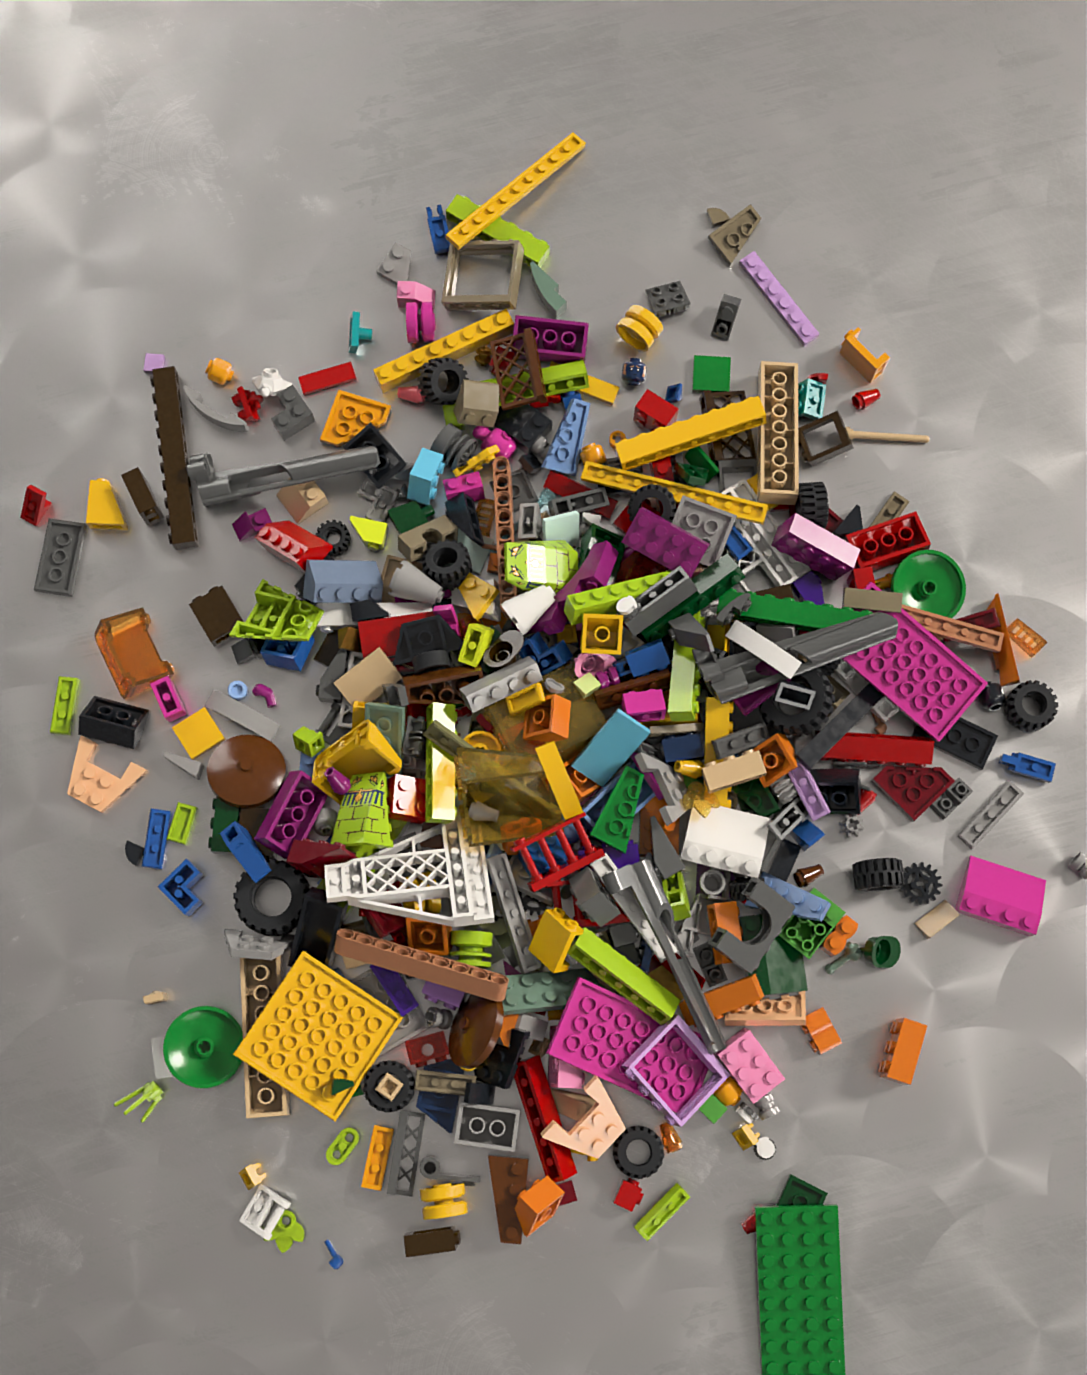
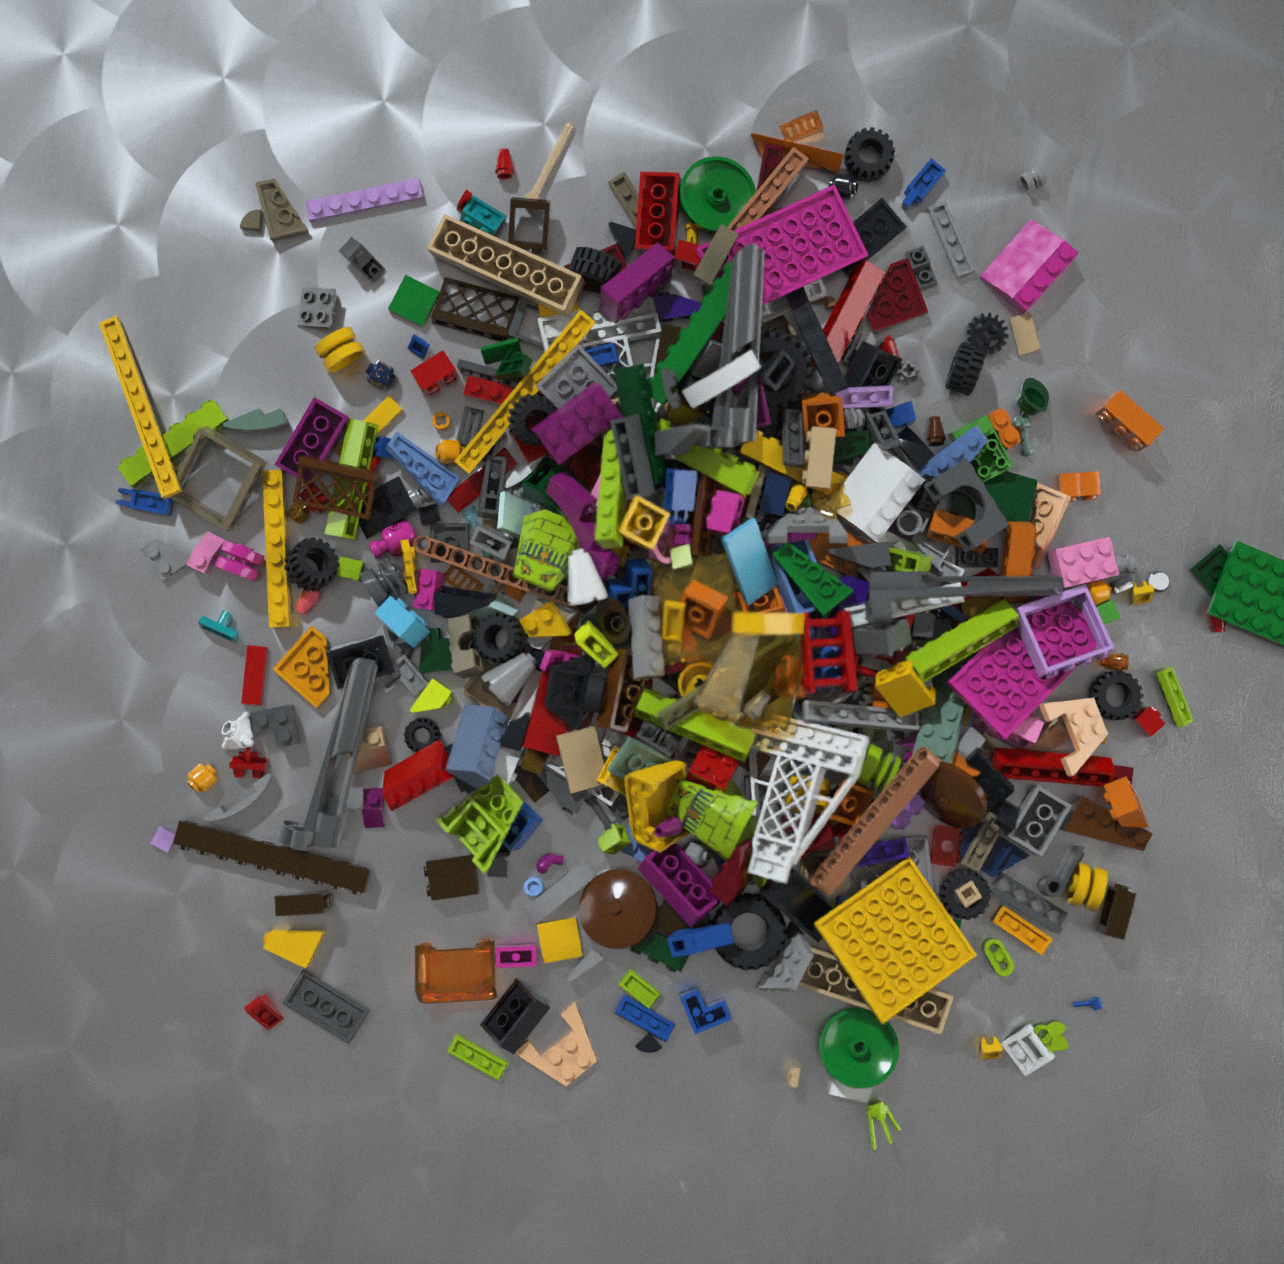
camera: 65 degrees left, 10 degrees up
(340, 1085) = (949, 937): dark green slope -> none
(395, 694) = (610, 740): dark grey slope -> none
(438, 1018) = (922, 825): light grey wheel -> none
(477, 403) = (352, 541): dark tan slope -> none
(553, 686) = (670, 588): light grey piece -> none
(627, 607) = (629, 488): white piece -> none
(691, 433) = (473, 349): yellow brick -> none
(861, 358) = (463, 151): light orange panel -> none

